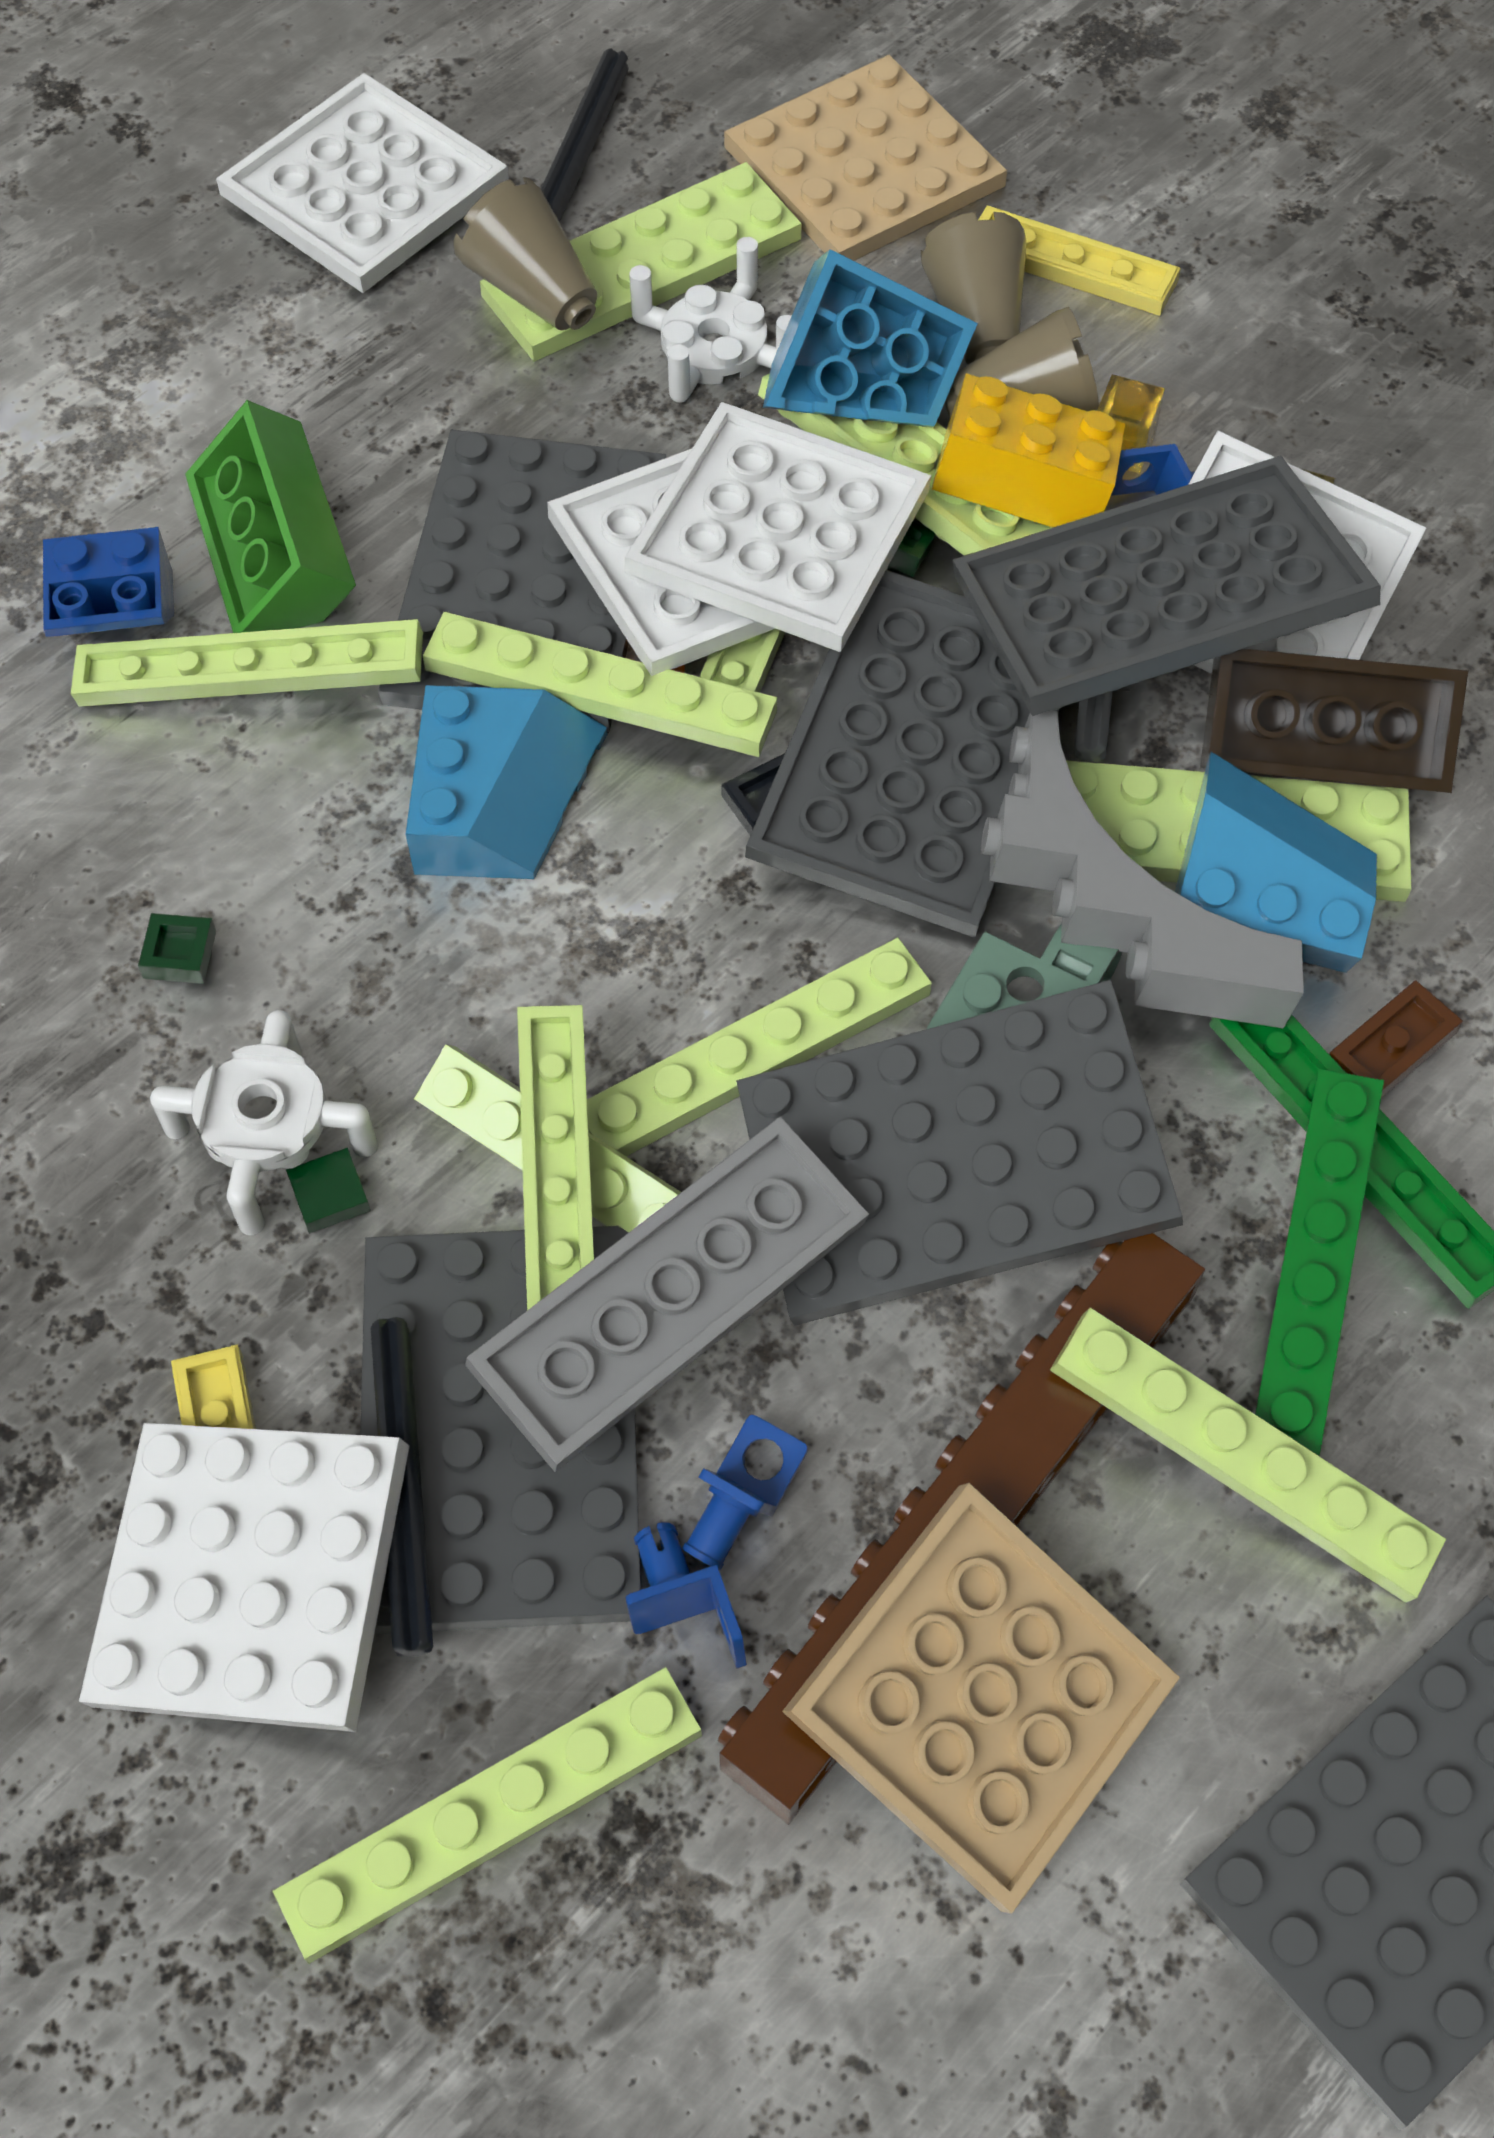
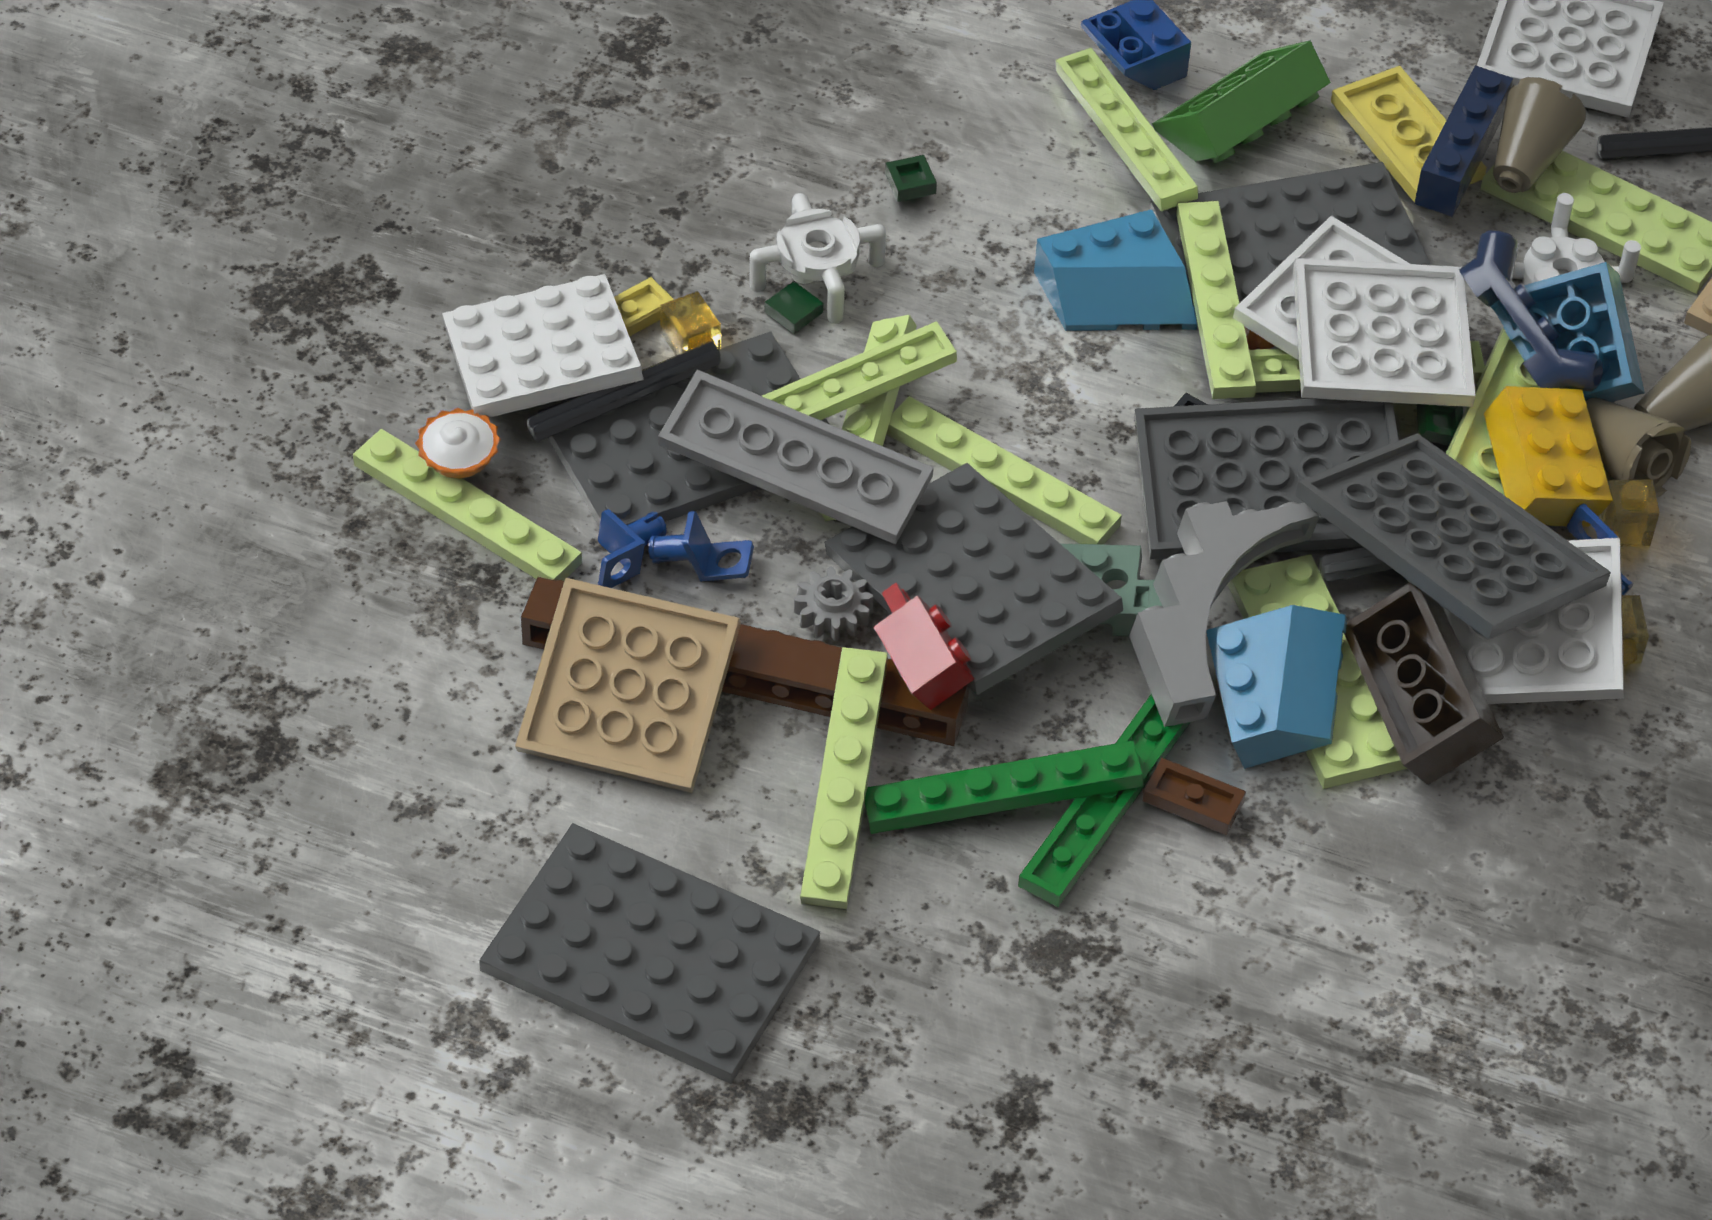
camera: 65 degrees right, 10 degrees down
(310, 1343) = (688, 323): none -> clear yellow brick
(392, 1777) = (458, 442): none -> white piece
(419, 387) = (1394, 123): none -> light yellow plate
(494, 327) = (1463, 141): none -> dark blue brick
(769, 377) = (1491, 280): none -> dark blue plate
(912, 1325) = (833, 603): none -> light grey gear
(1105, 1257) = (922, 648): none -> hinge

